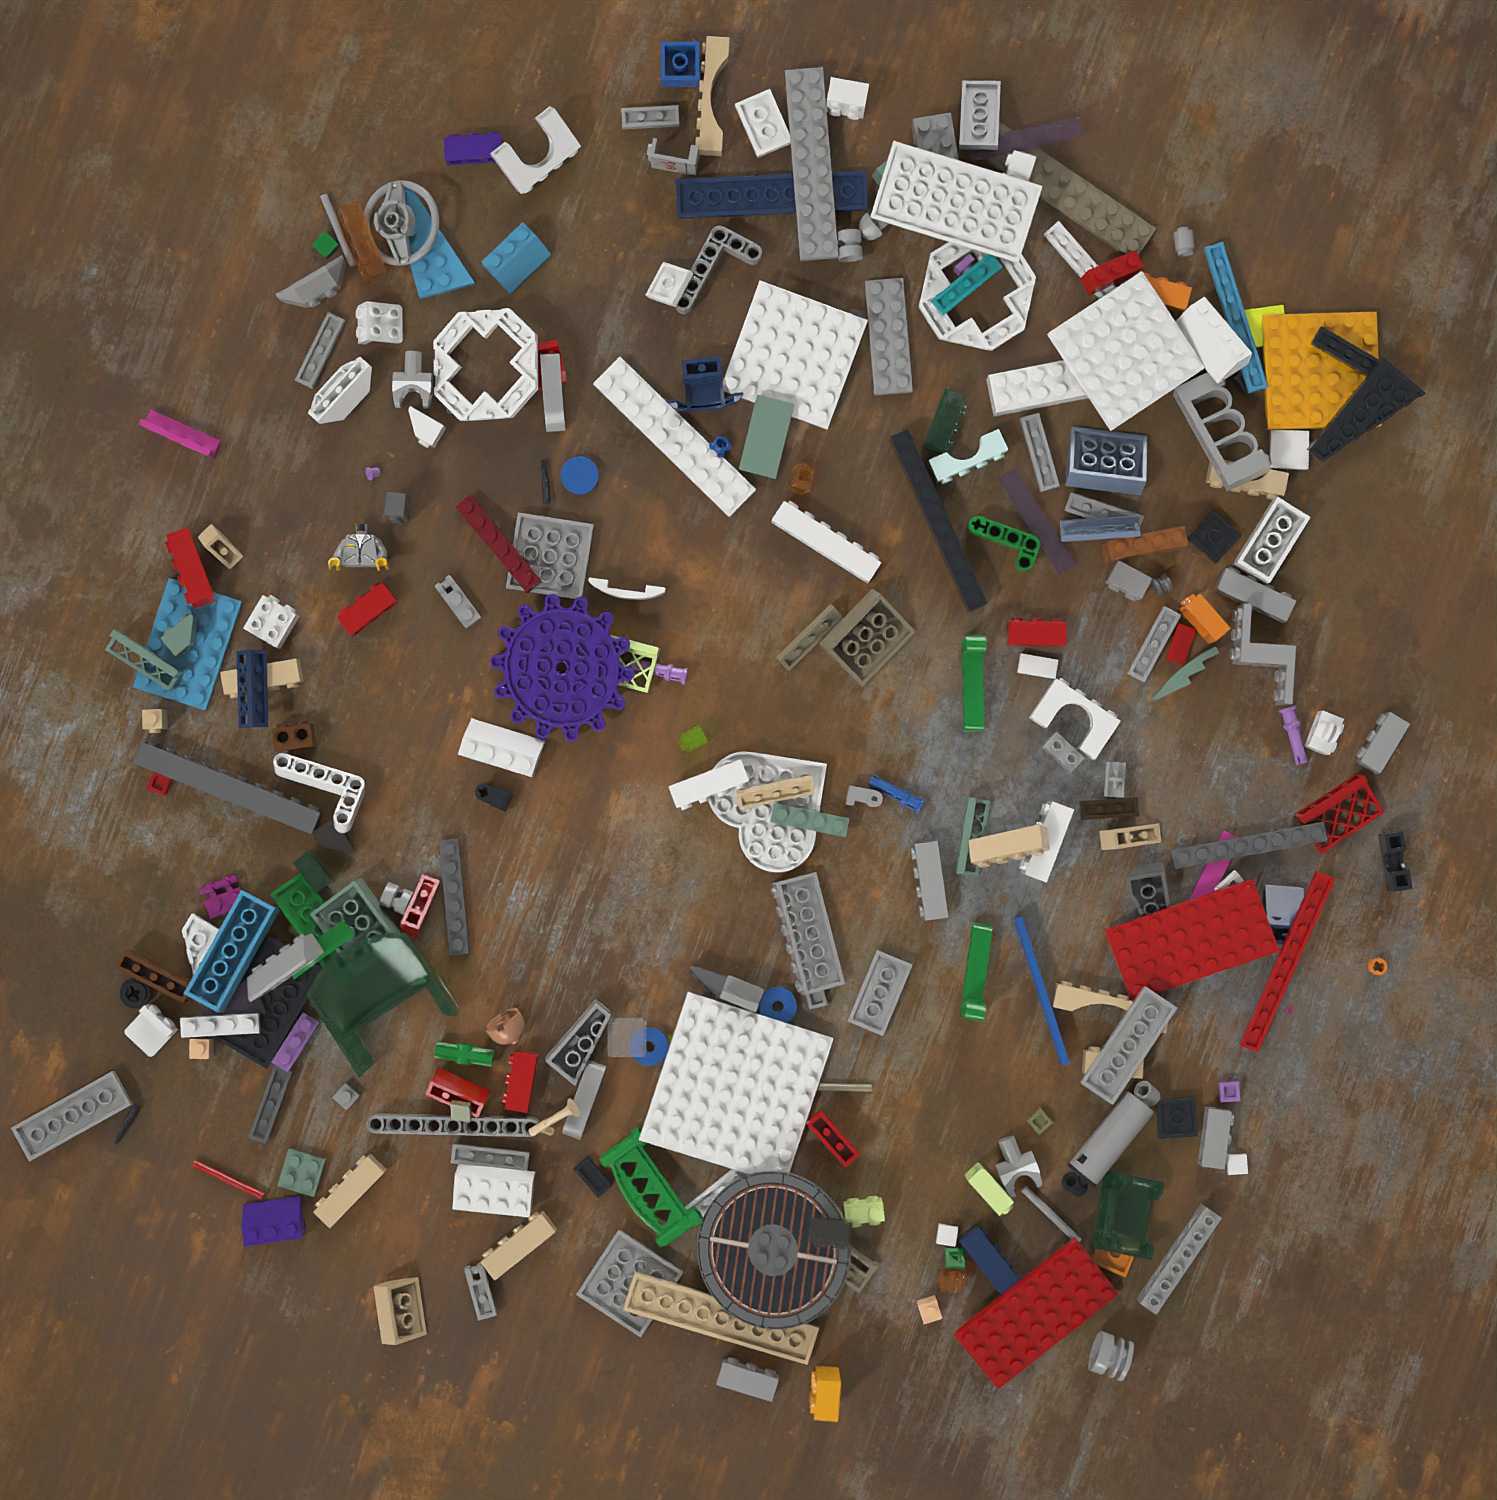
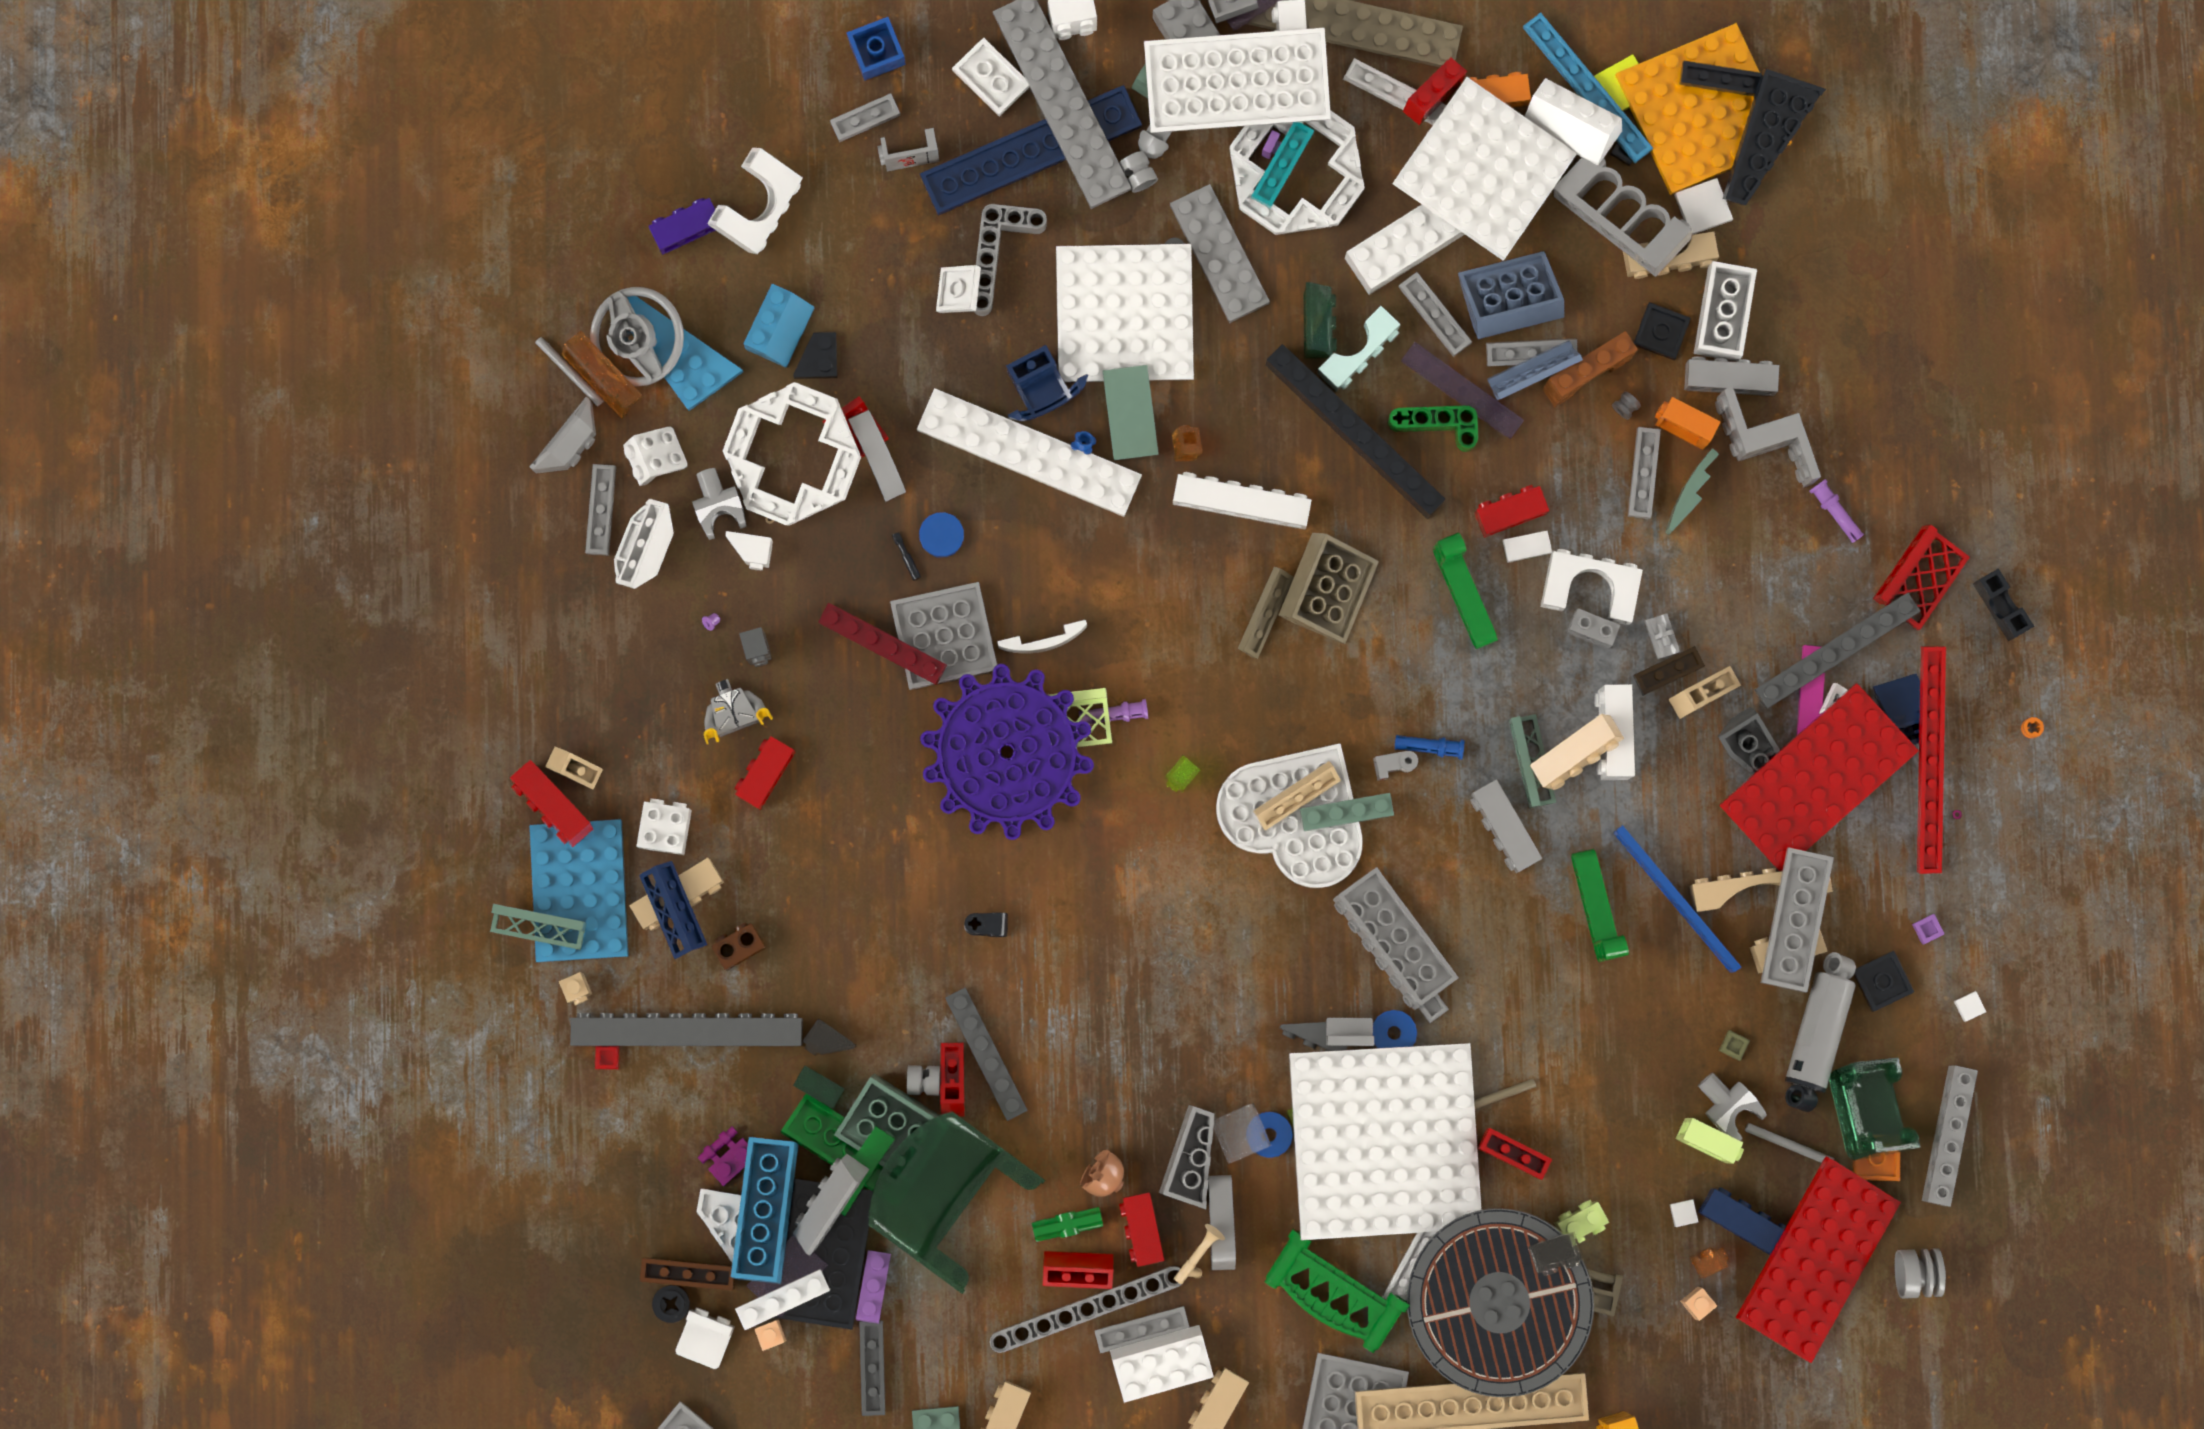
camera: 25 degrees left, 5 degrees down
(181, 434) = (482, 661): dark pink fence -> none
(182, 636) = (571, 883): sand green slope -> none
(325, 245) = (561, 393): green tile -> none
(325, 783) = (794, 983): white beam -> none
(346, 1096) = (953, 1325): light grey plate -> none
(458, 602) = (862, 726): light grey plate -> none
(461, 1111) = (1090, 1287): tile -> none
(501, 747) = (974, 867): white slope -> none
(538, 296) = (819, 357): none -> black wing
(593, 1176) = (1265, 1305): black tile -> none
(708, 784) = (1220, 815): white brick -> none
(716, 58) = (939, 111): tan arch -> none
(879, 992) = (1500, 973): light grey plate -> none
(954, 1258) = (1703, 1235): green tile -> none
(1128, 581) = (1588, 415): light grey brick -> none
(1180, 644) = (1673, 461): red tile -> none
(1184, 241) = (1498, 28): light grey brick -> none
(1215, 1137) = (1934, 986): light grey brick -> none
(1324, 733) = (1869, 496): white brick -> none
(1382, 742) = (1935, 482): light grey brick -> none

